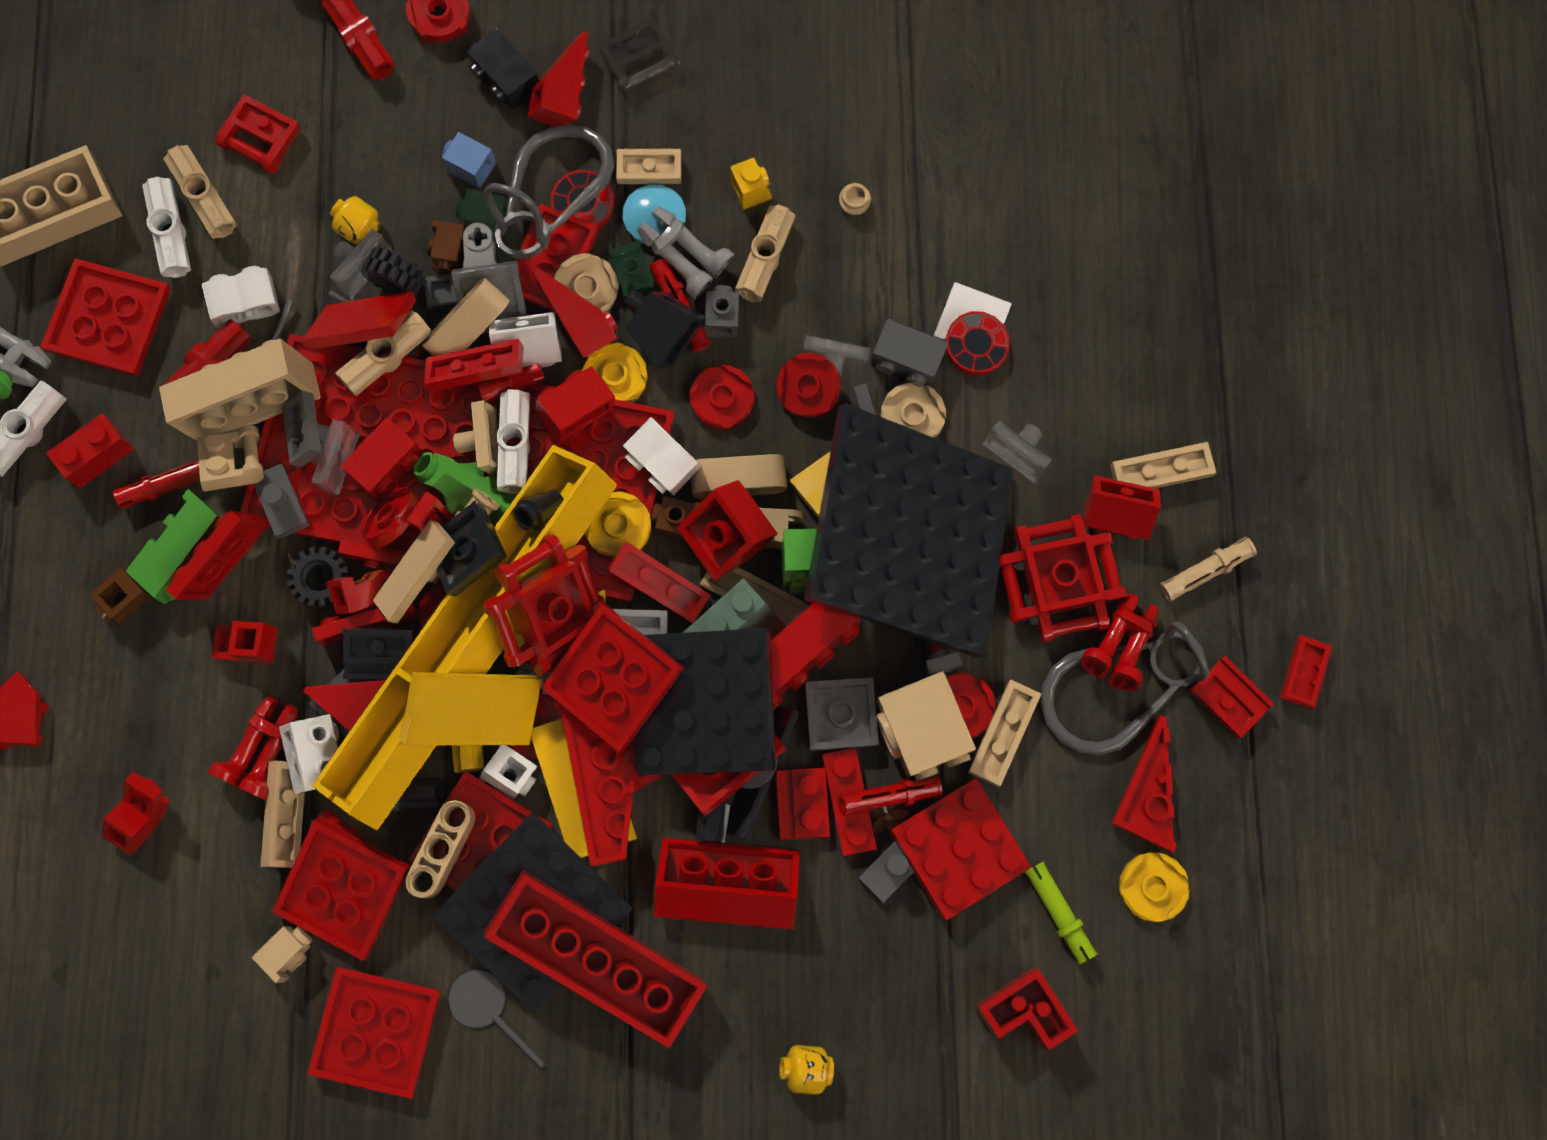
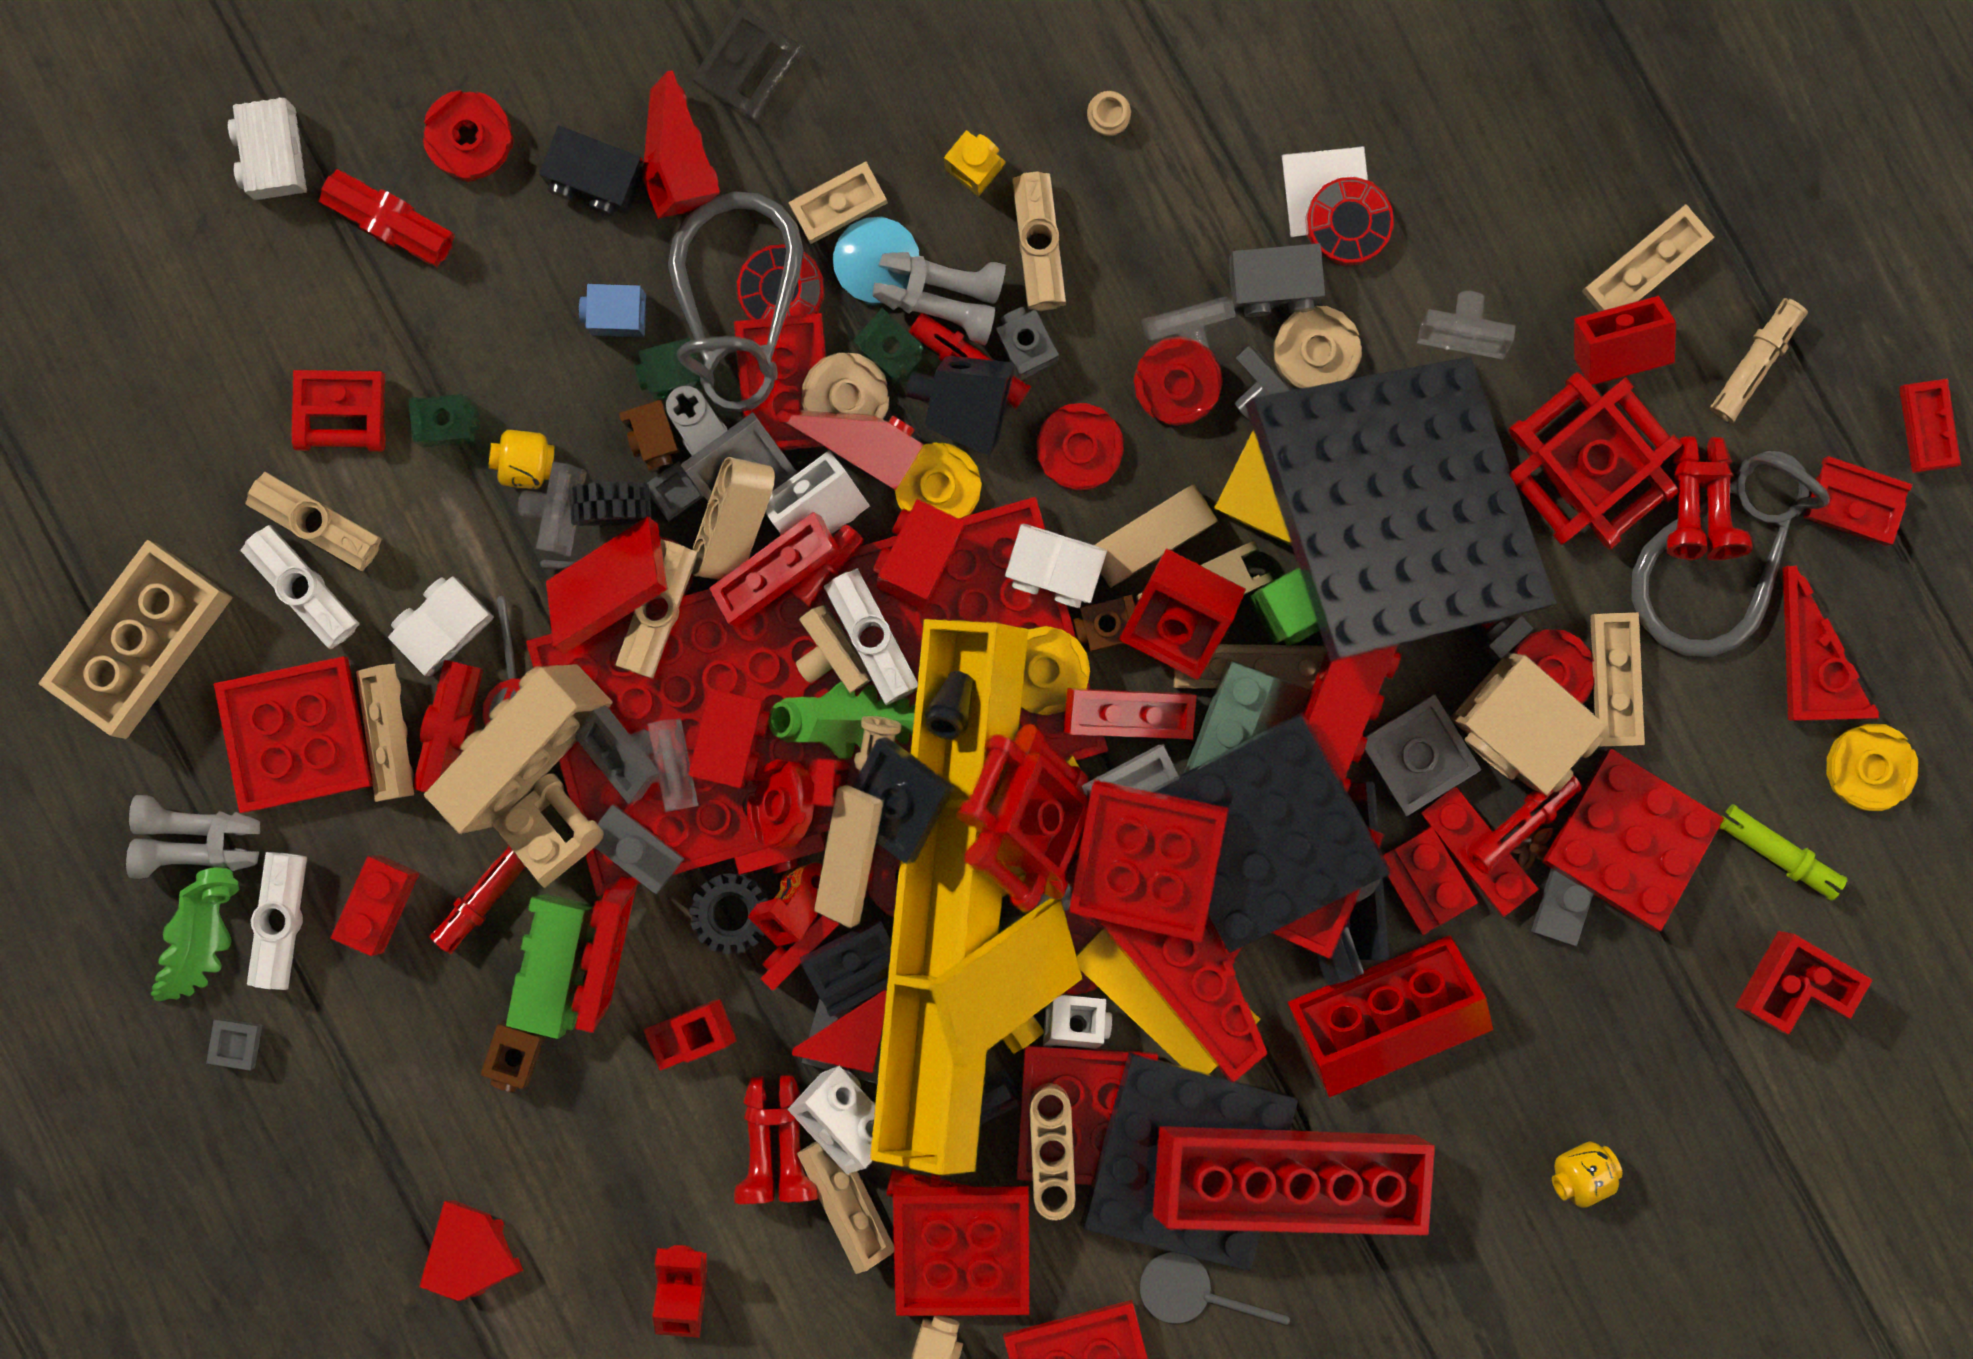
camera: 20 degrees left, 10 degrees up
(165, 345) = (385, 732): none -> tan plate
(307, 172) = (459, 429): none -> clear green brick

